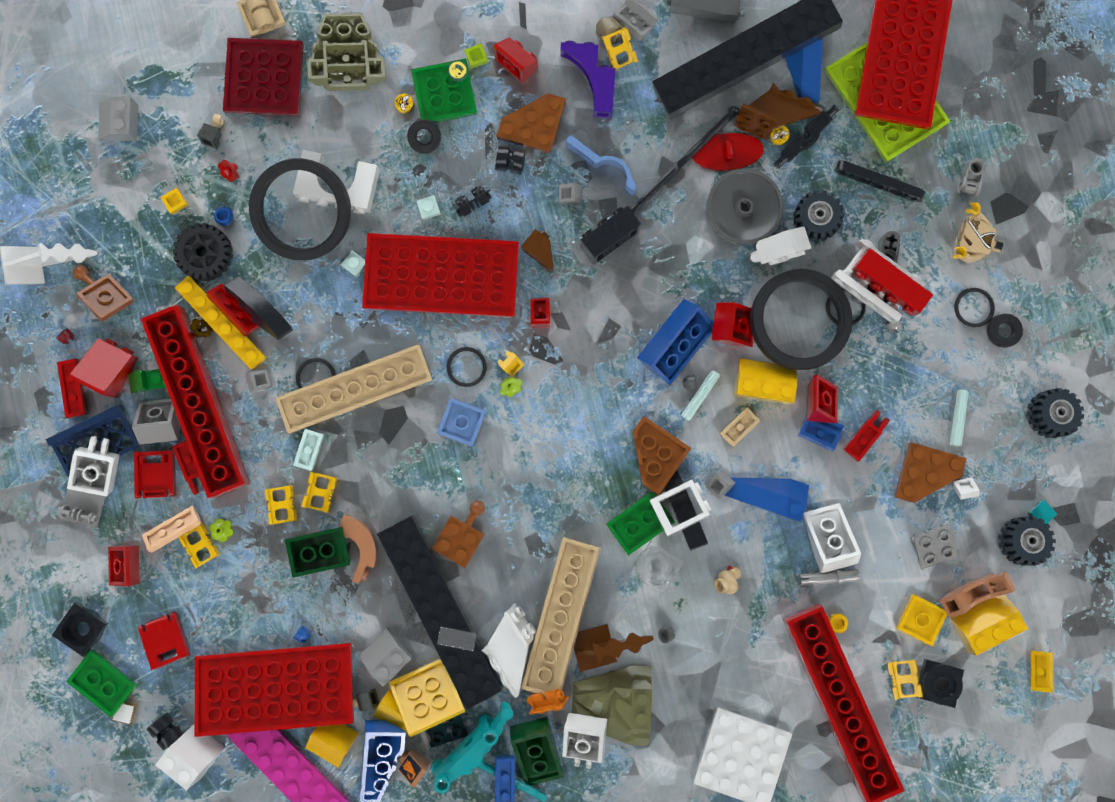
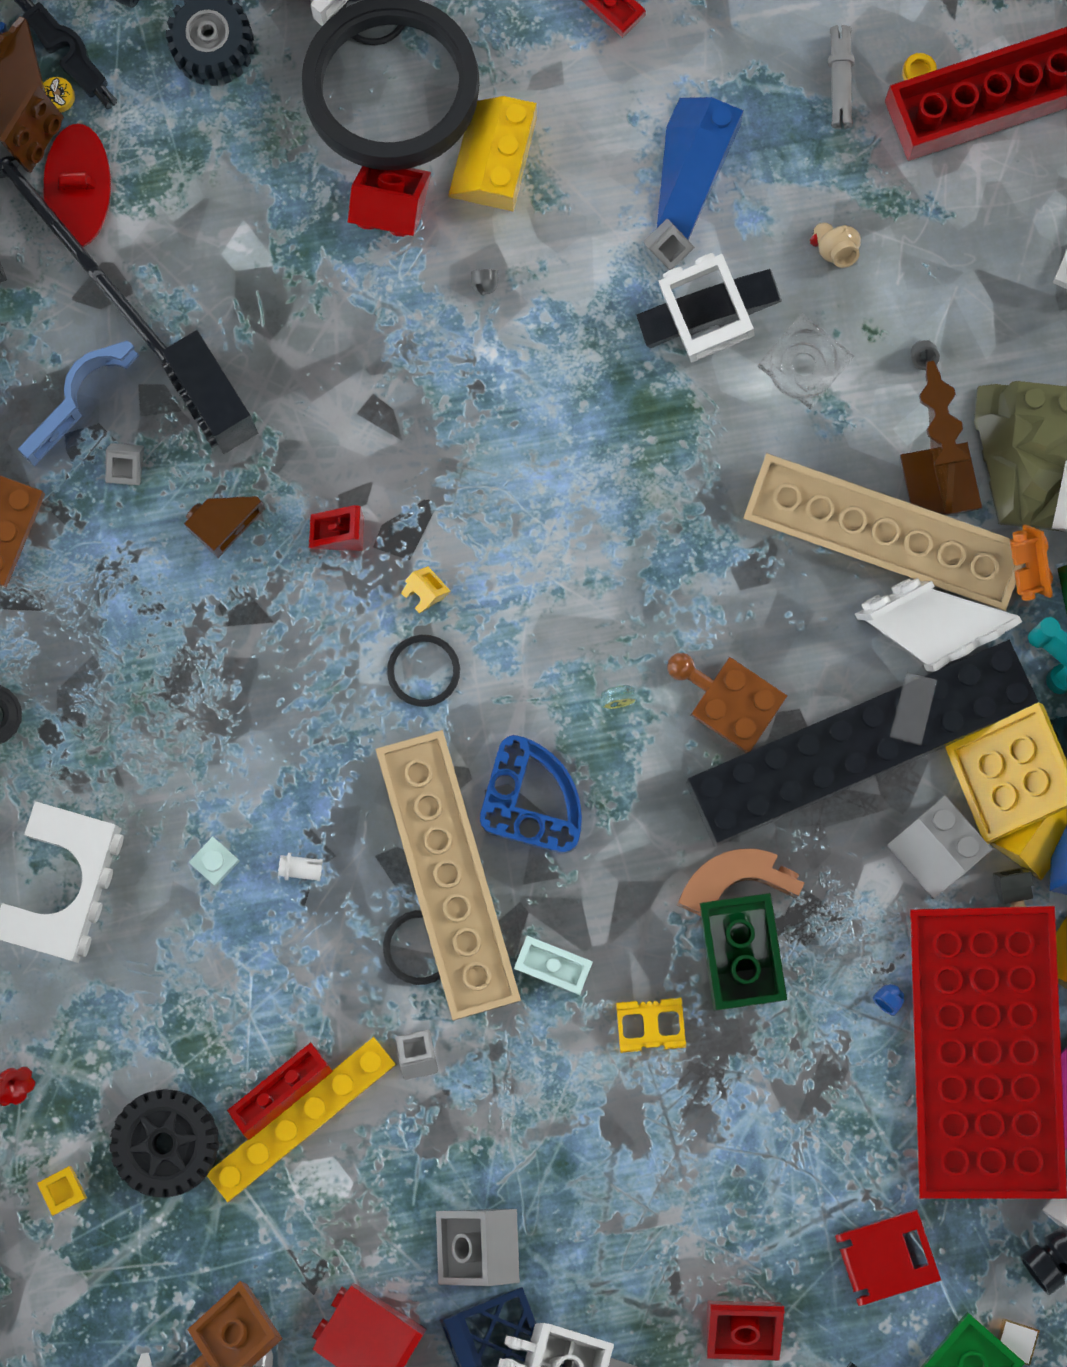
camera: 85 degrees left, 5 degrees down
(145, 381) = (399, 1264): green slope -> none
(154, 478) = (583, 1260): red container -> none
(171, 529) = (682, 1230): light nougat plate -> none
(187, 465) = (563, 1189): red hinge -> none
(195, 401) = (446, 1170): red brick -> none
(200, 328) = (310, 1155): dark brown plant -> none
(205, 542) = (711, 1171): yellow piece -> none
(223, 216) = (99, 1101): blue plate -> none
(225, 530) = (679, 1144): lime plant -> none
(258, 307) = (287, 1034): black slope -> none
(260, 226) = (162, 1005): black tyre -> none
(325, 493) = (636, 939): yellow piece -> none
(353, 309) = (300, 867): none -> white pin
(395, 418) = (507, 803): none -> blue beam
(428, 207) = (122, 718): light aqua plate -> none
(440, 275) = (251, 704): red plate -> none
(461, 203) = (113, 626): black hinge -> none
(461, 422) = (524, 683): medium blue plate -> none
(503, 158) = (50, 573): black wheel -> none
(510, 386) = (466, 591): lime plant -> none
(637, 524) = (728, 390): green plate -> none
(657, 454) = (608, 344): dark orange plate -> none
(676, 341) = (409, 296): blue slope -> none
(700, 395) = (508, 265): light aqua axle -> none
(739, 427) = (570, 203): tan plate -> none
(744, 206) = (181, 159): dark grey dish -> none
(781, 247) = (259, 100): white hinge -> none
(821, 433) = (587, 69): blue plate -> none
(822, 400) = (535, 62): red slope -> none
(831, 538) = (775, 66): white slope -> none

